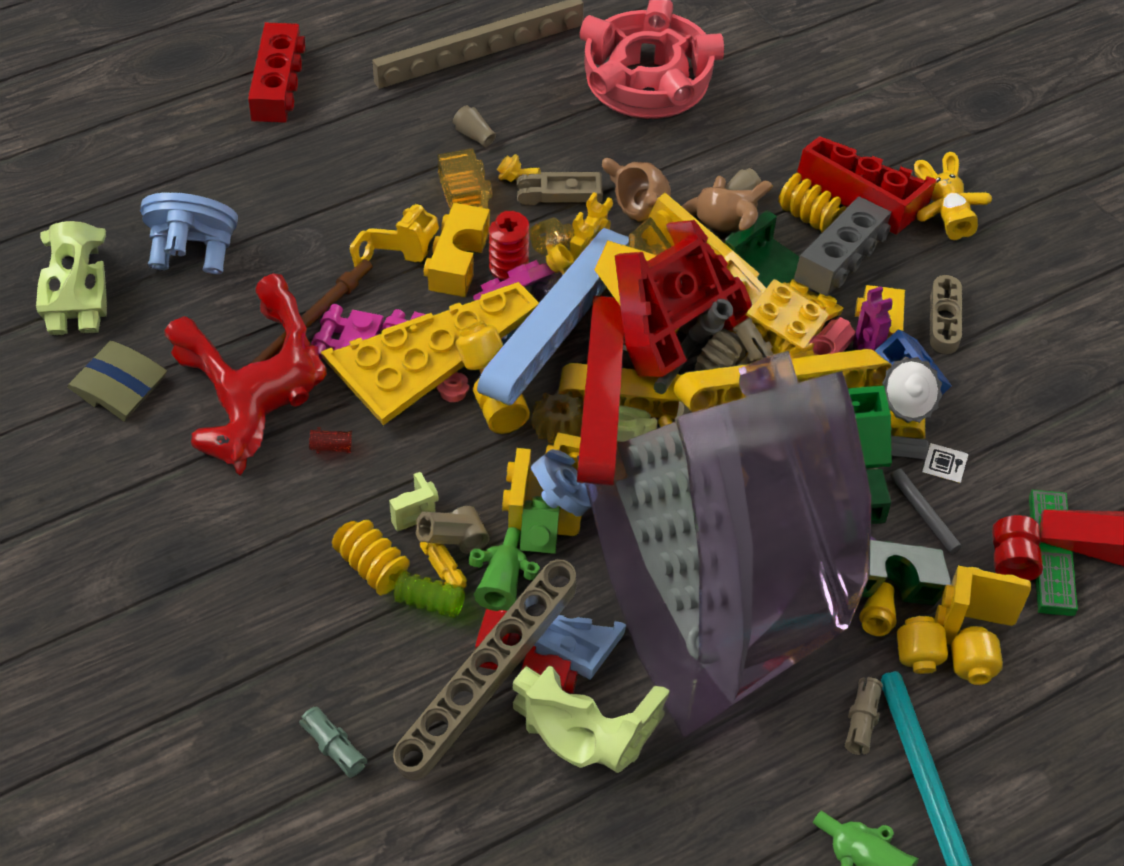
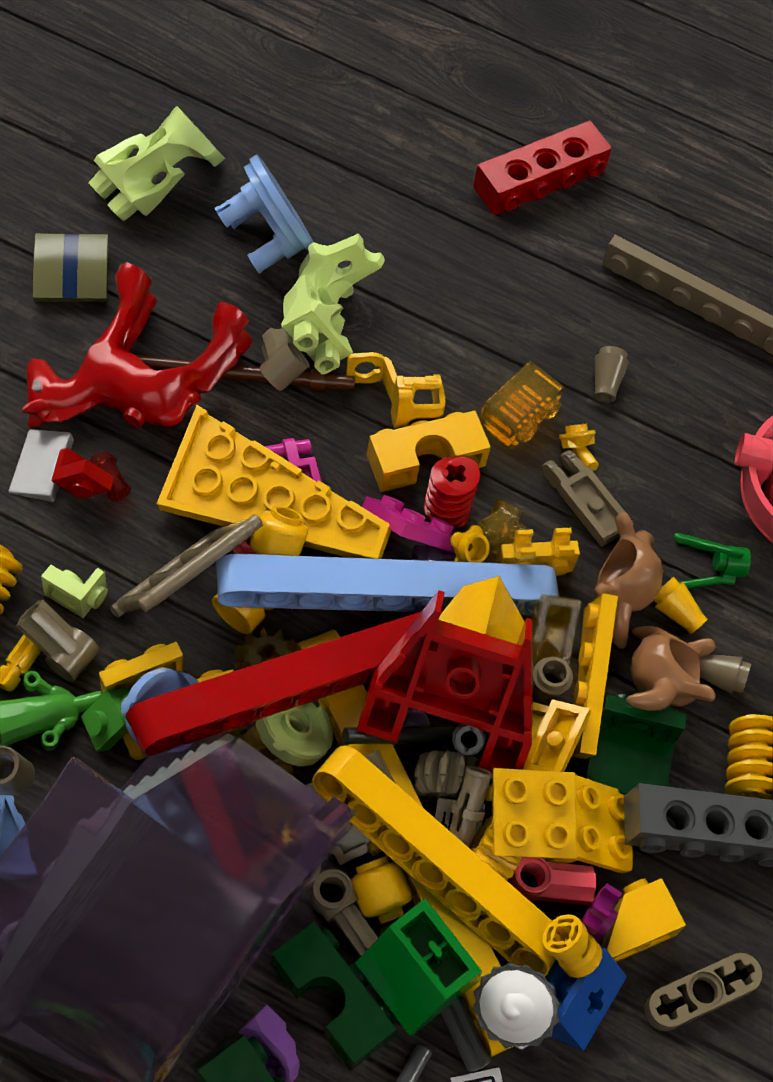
camera: 50 degrees right, 10 degrees up
(282, 481) = (38, 463): none -> piece
(287, 251) = (312, 303): none -> yellowish green hips
(322, 286) = (282, 359): none -> dark tan piece
(324, 455) = (80, 475): none -> red bracket
(358, 325) = (265, 424): dark pink plate -> none
(479, 409) = (185, 566): none -> dark tan bar
(662, 144) = (728, 560): none -> green plant
(682, 183) = (679, 605): none -> yellow cone
(889, 341) = (572, 946): none -> yellow wheel

